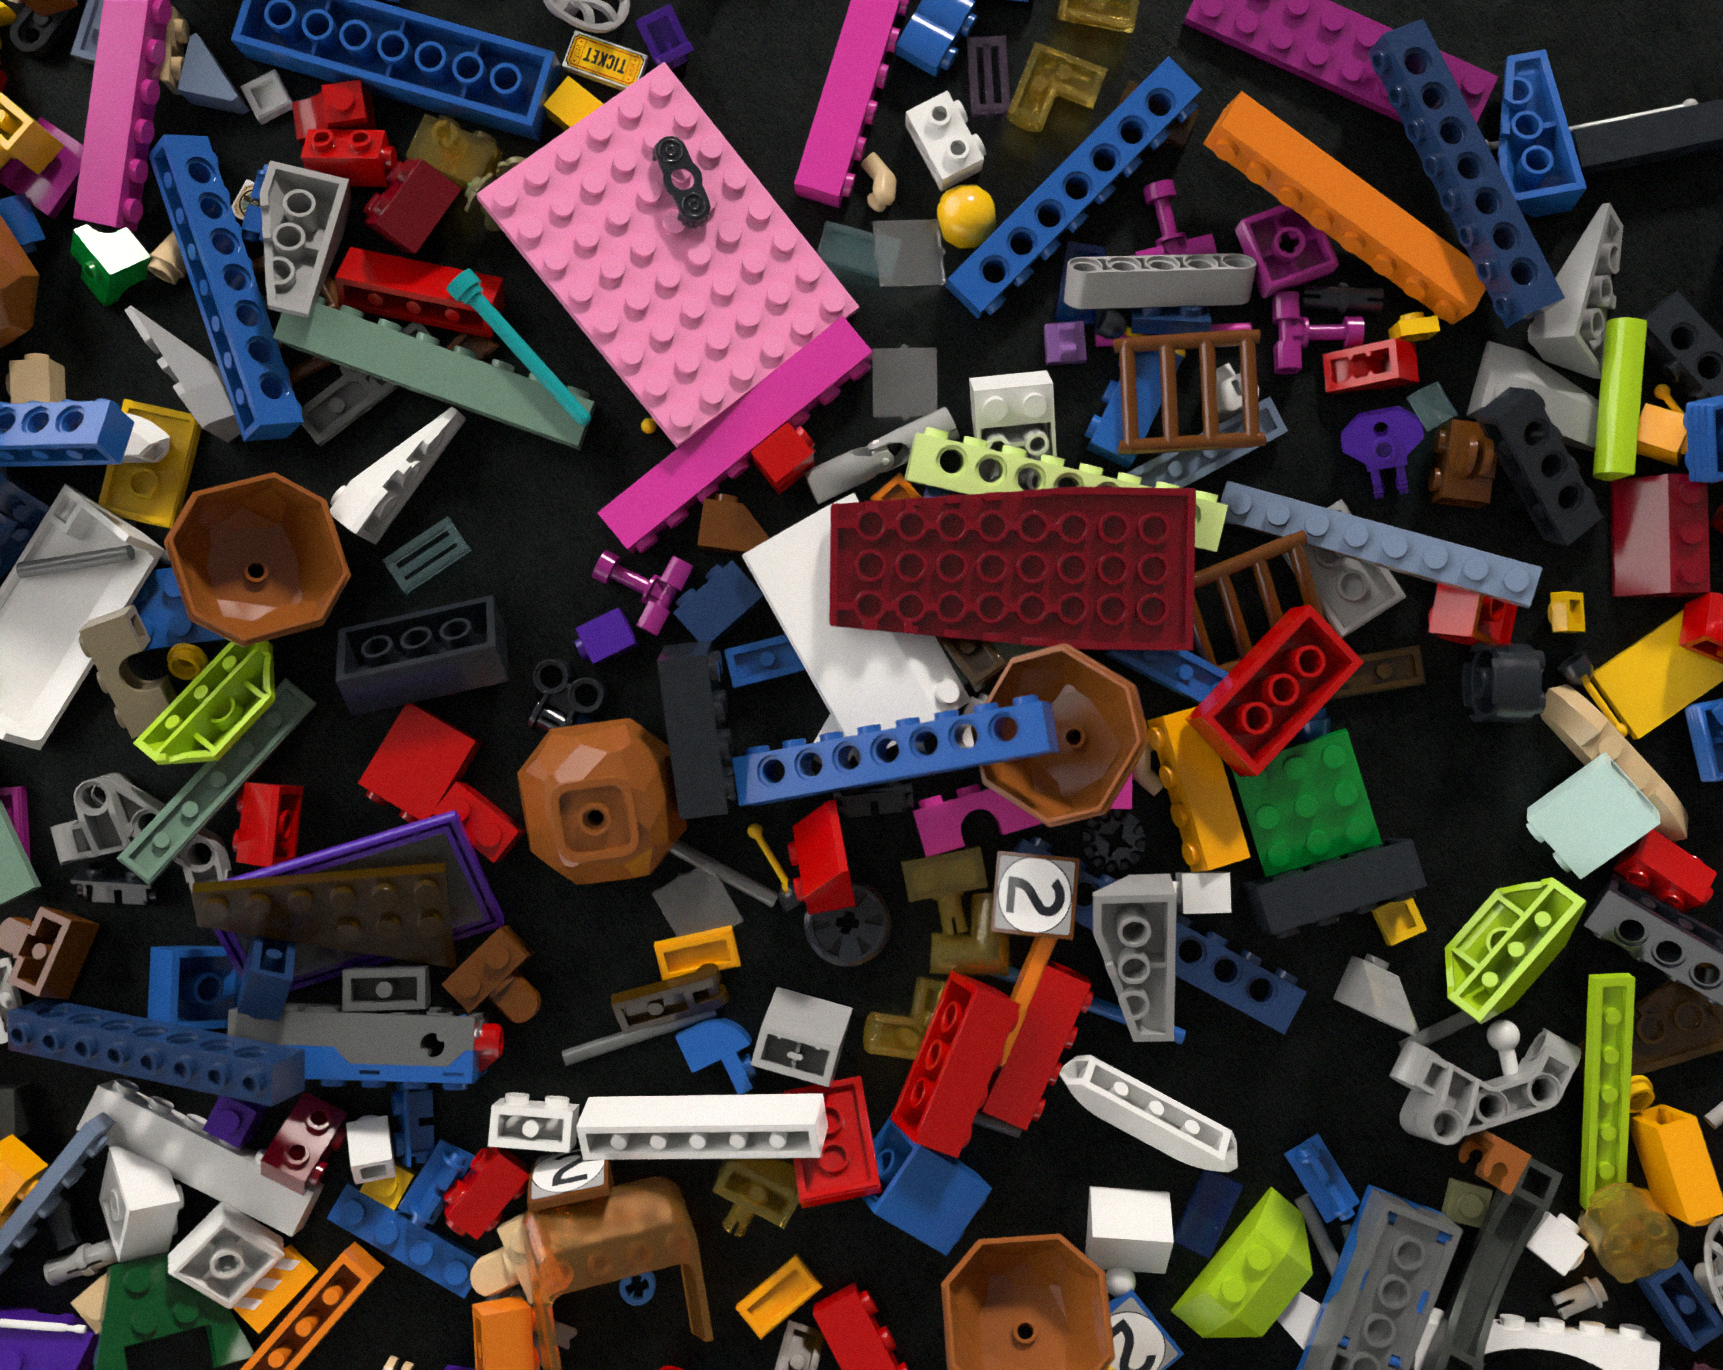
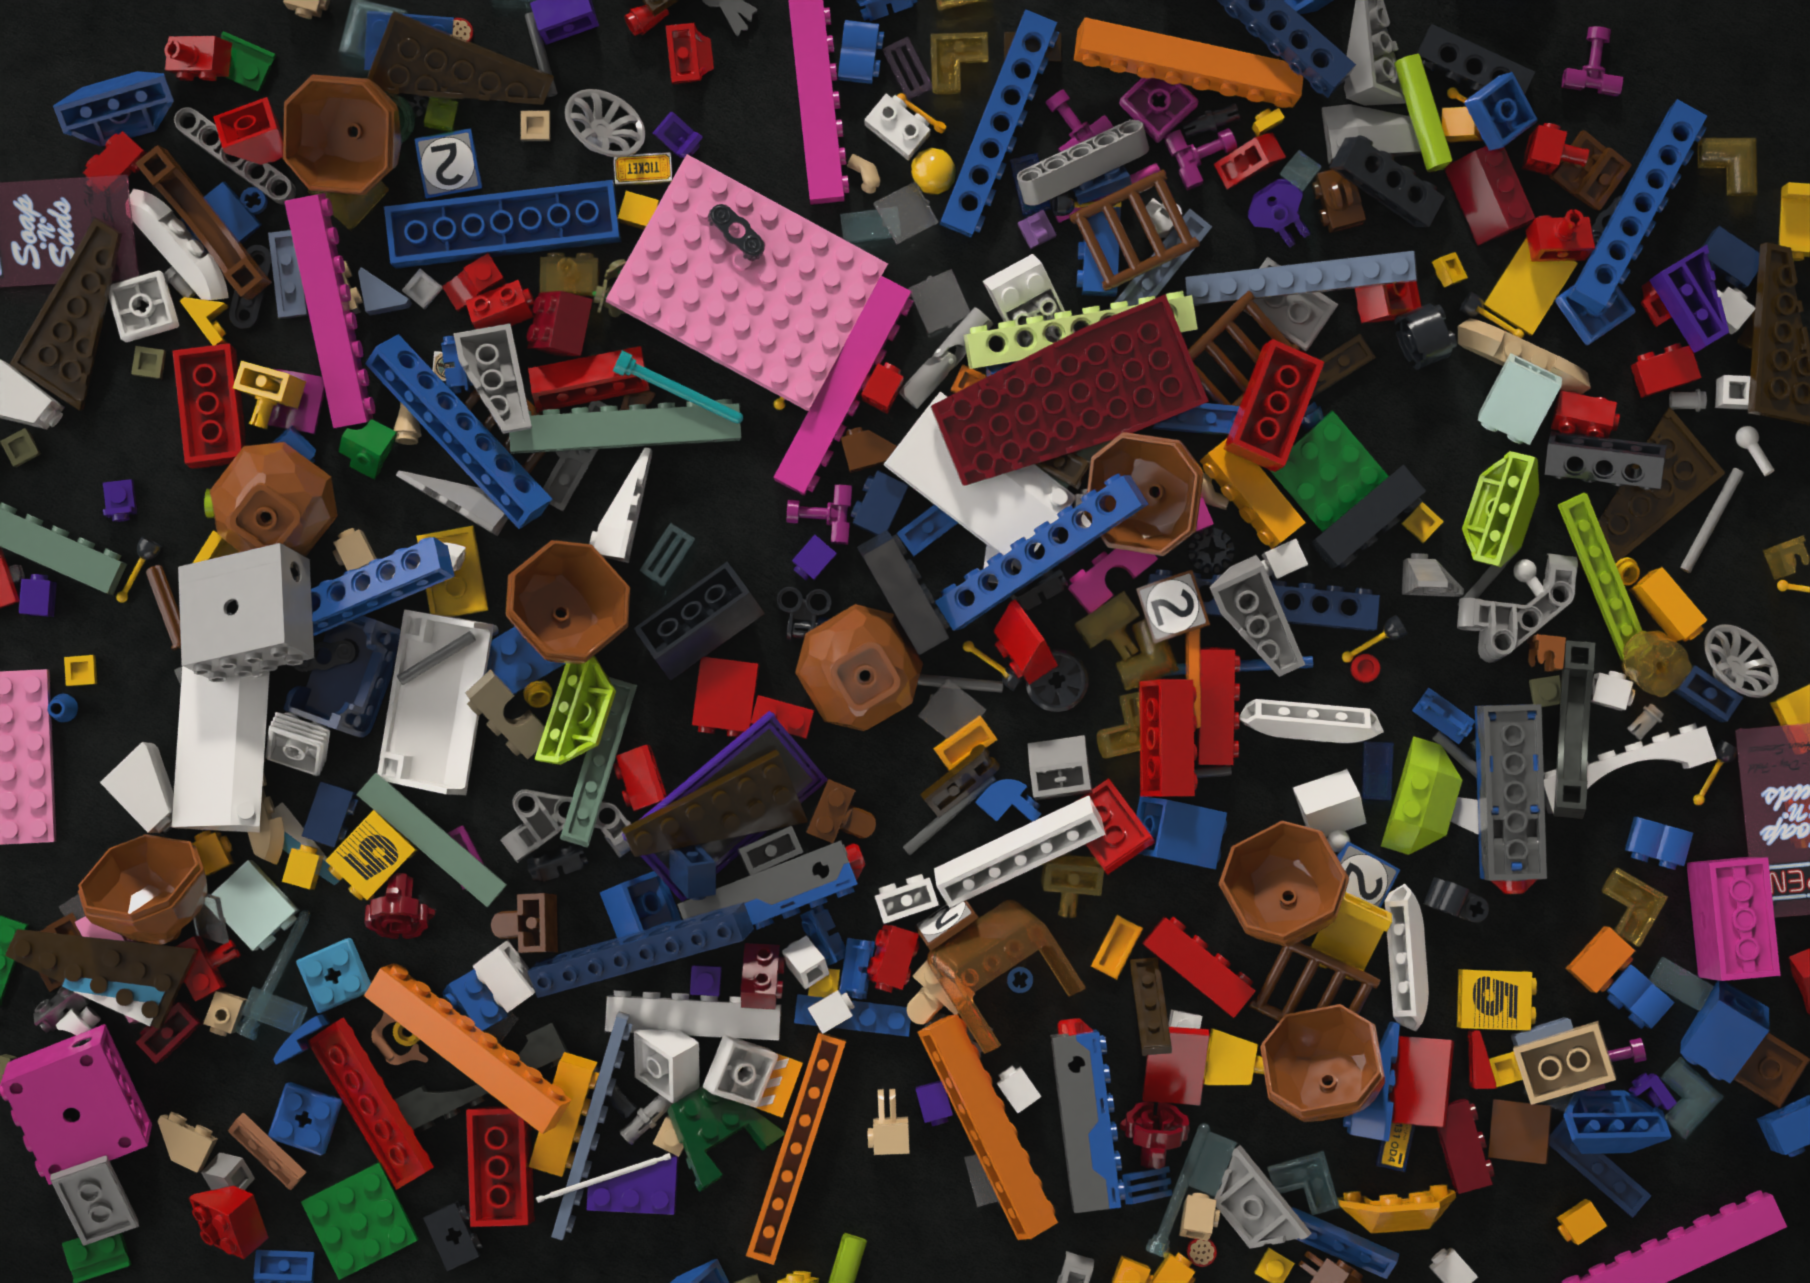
camera: 25 degrees left, 0 degrees up
(373, 1229) = (831, 1010): none -> white brick
(996, 163) = (938, 126): none -> light orange hinge
(1246, 1073) = (1365, 668): none -> red tile
(1303, 1039) = (1392, 629): none -> hinge

